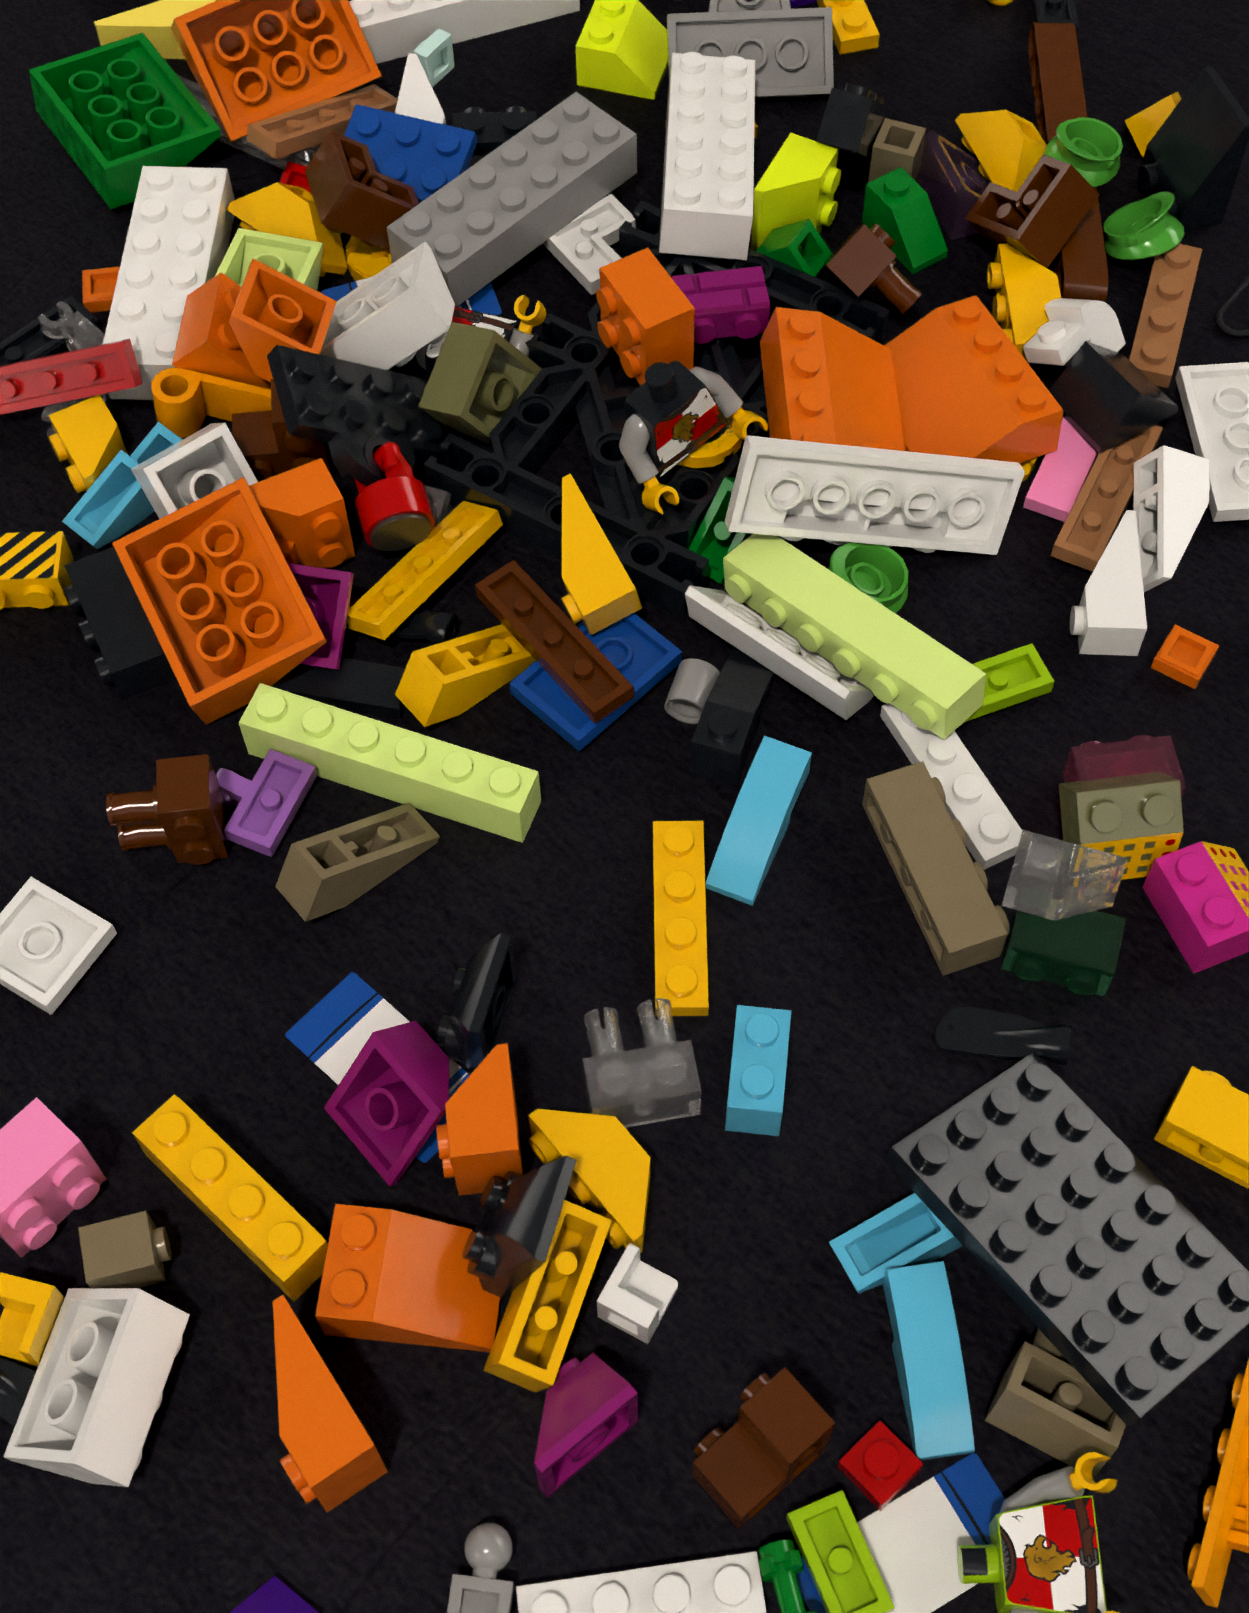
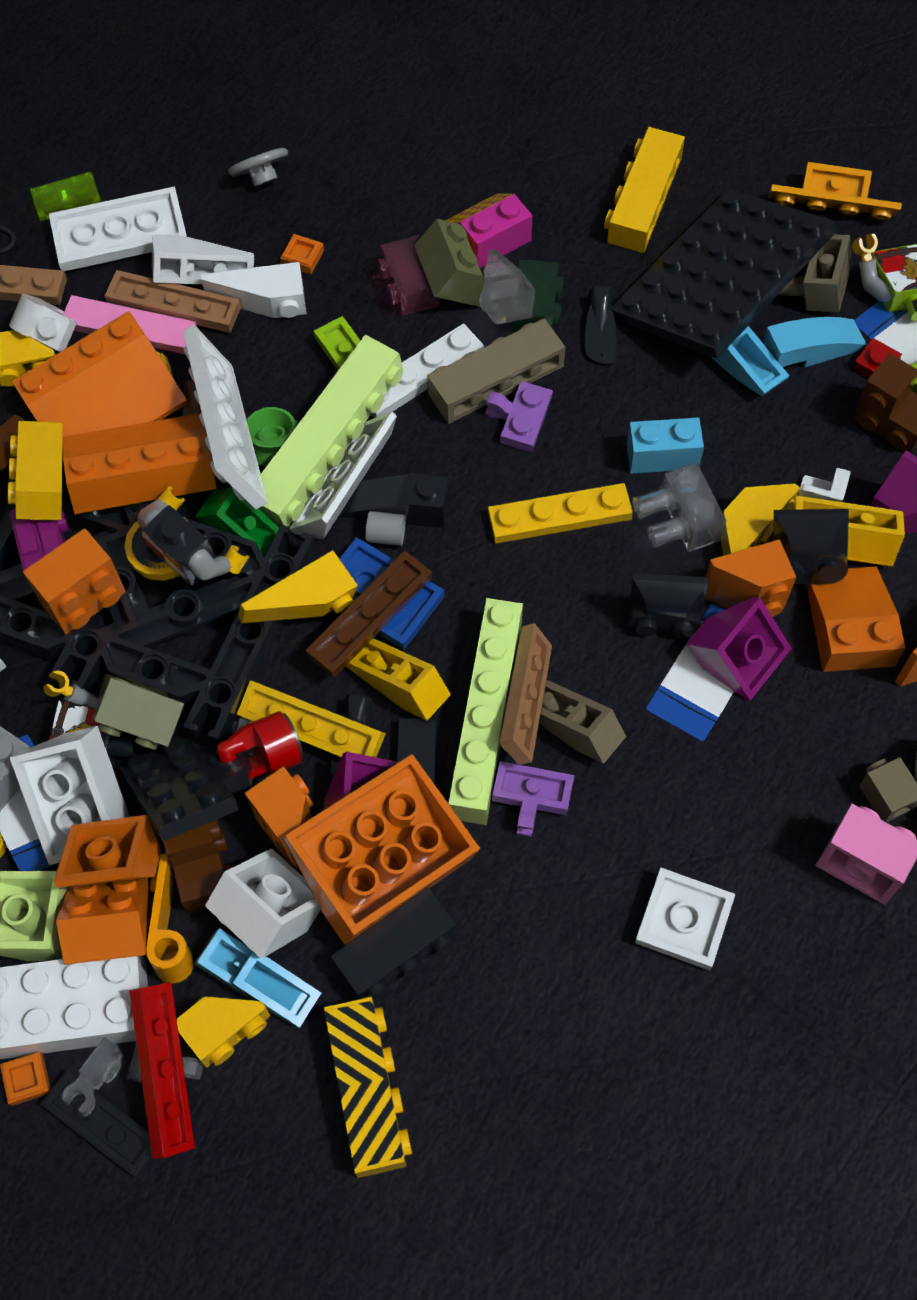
camera: 100 degrees left, 5 degrees up
(180, 812) = (565, 834): reddish brown brick -> none
(233, 1196) = (834, 730): yellow brick -> none
(389, 799) = (526, 694): none -> medium nougat plate
(758, 820) = (482, 471): medium azure slope -> none
(806, 279) = (36, 470): none -> yellow brick
(855, 898) = (523, 416): none -> medium lavender plate
(1108, 397) = (98, 296): black slope -> none

